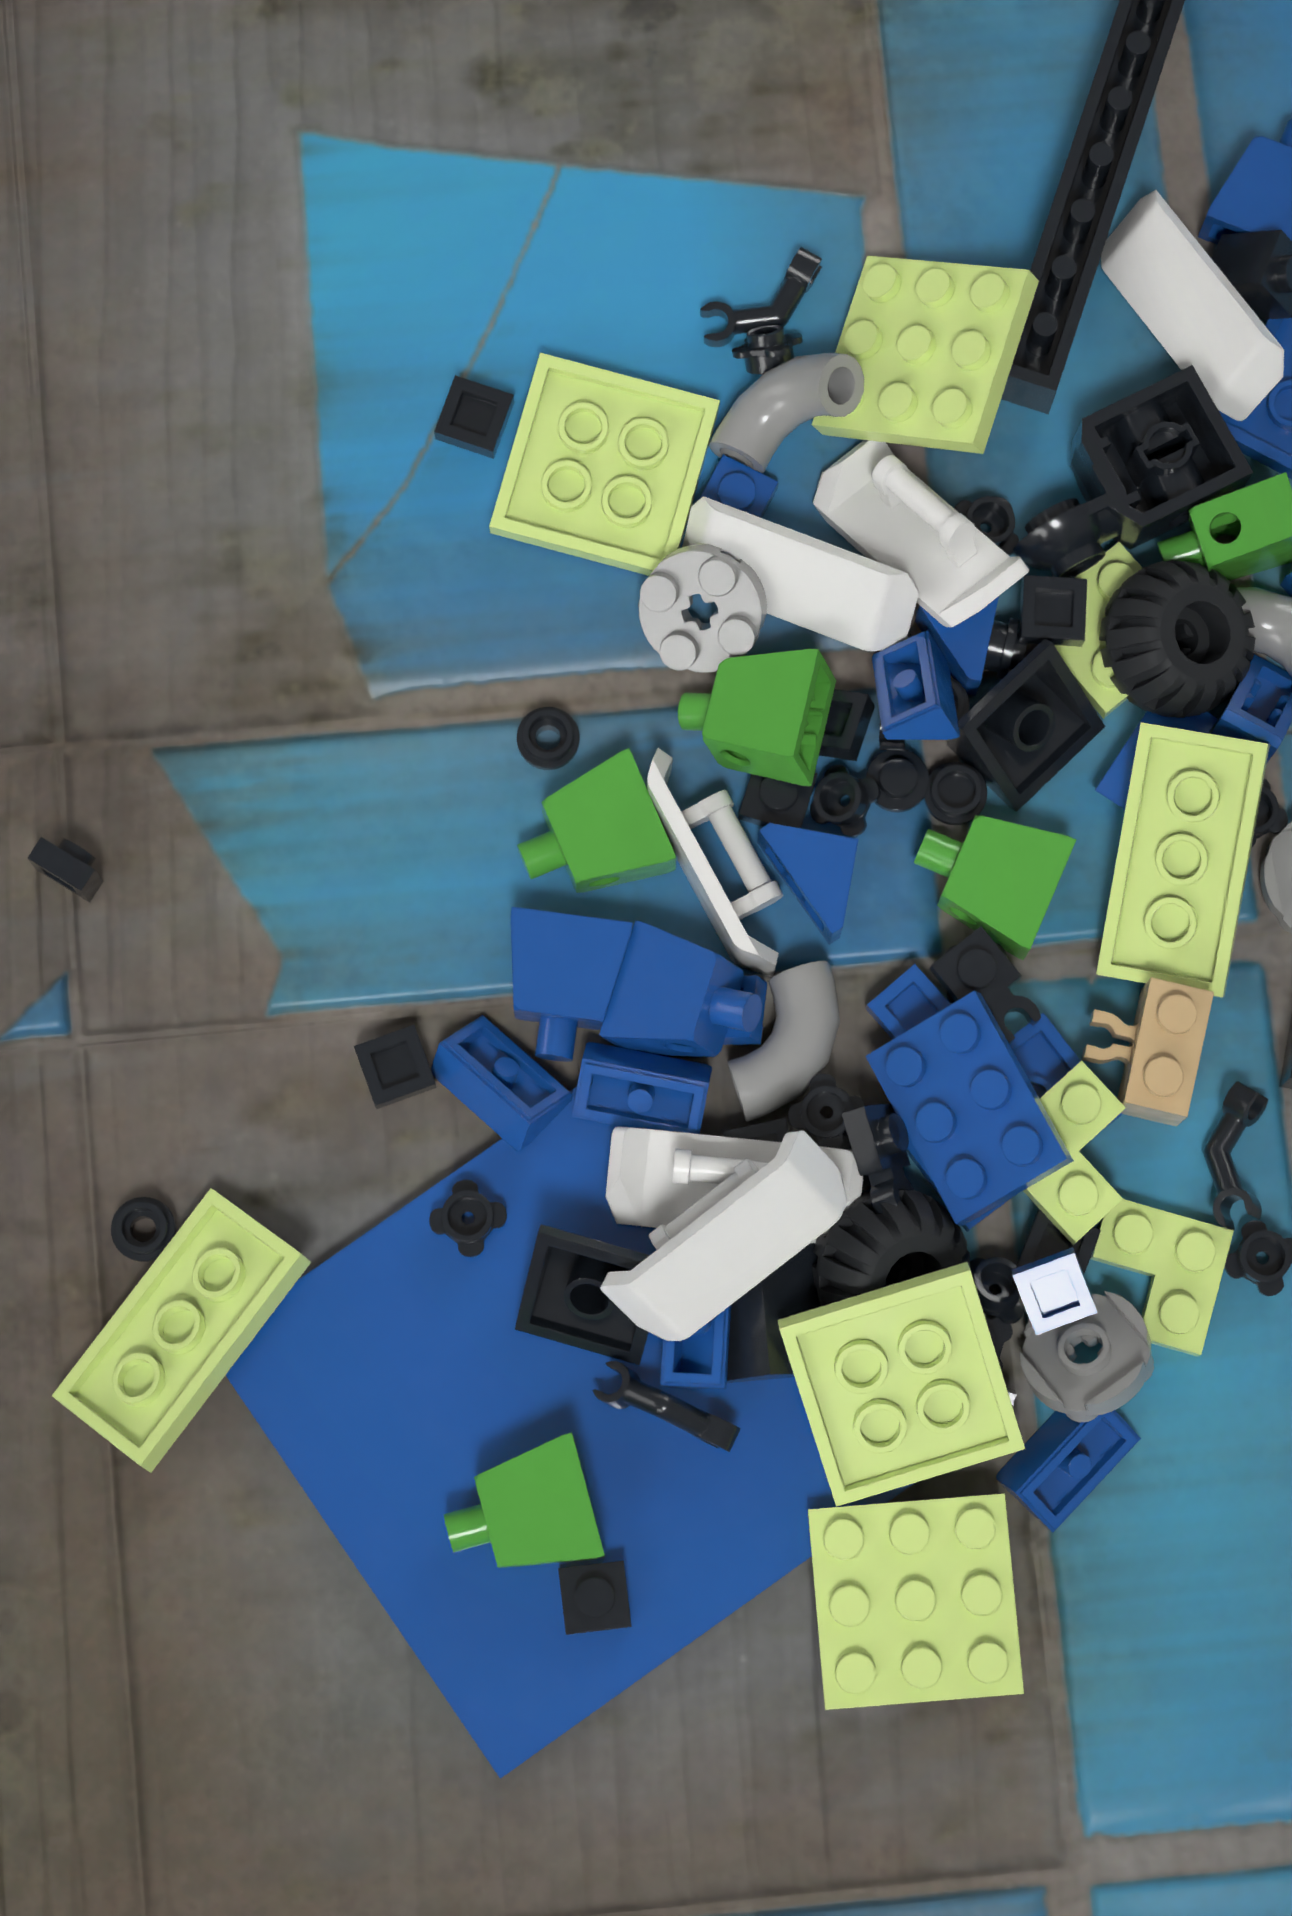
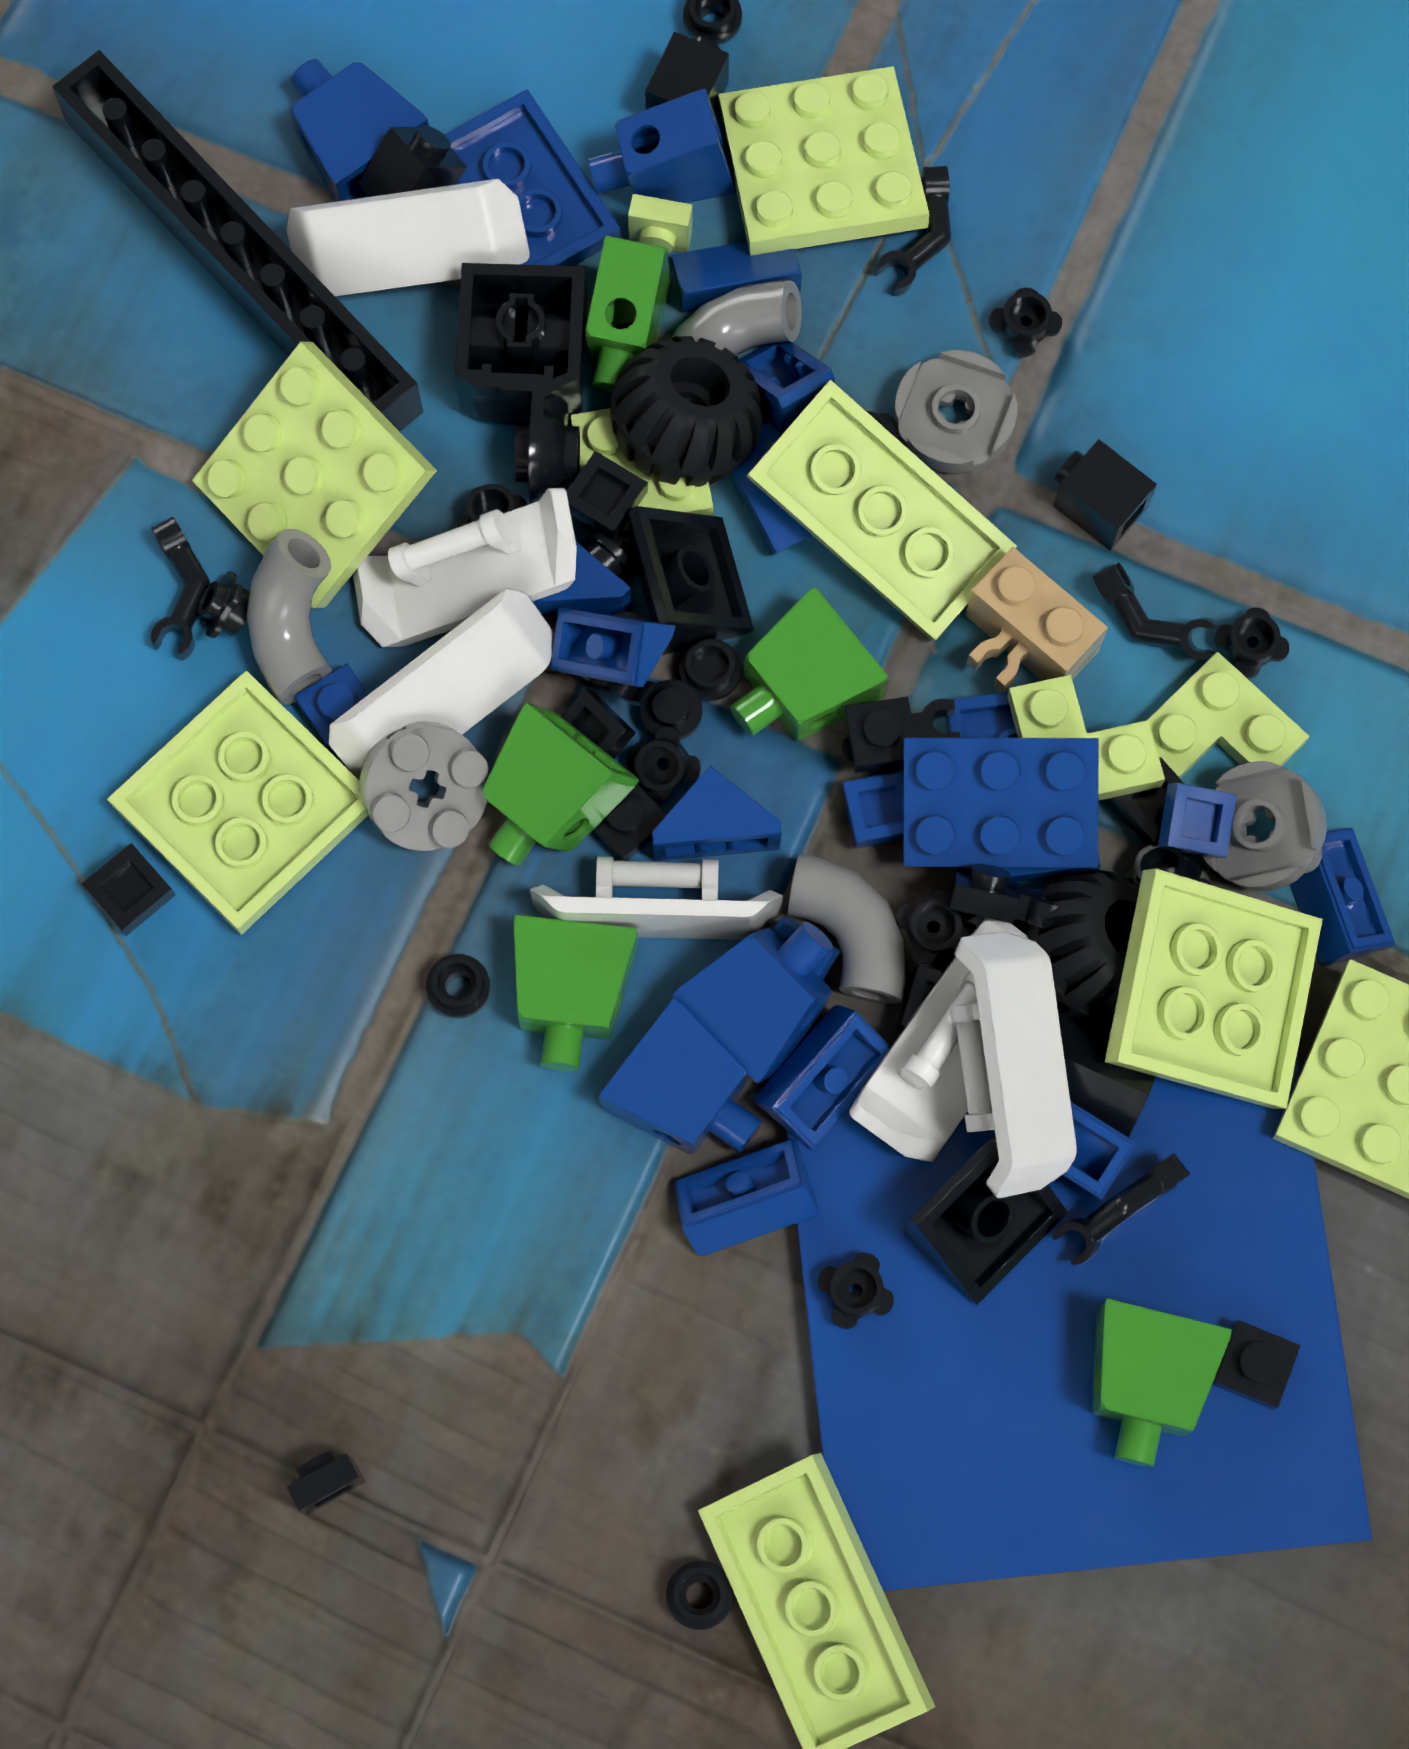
camera: 60 degrees left, 5 degrees down
(395, 1066) = (679, 1282): black plate -> none

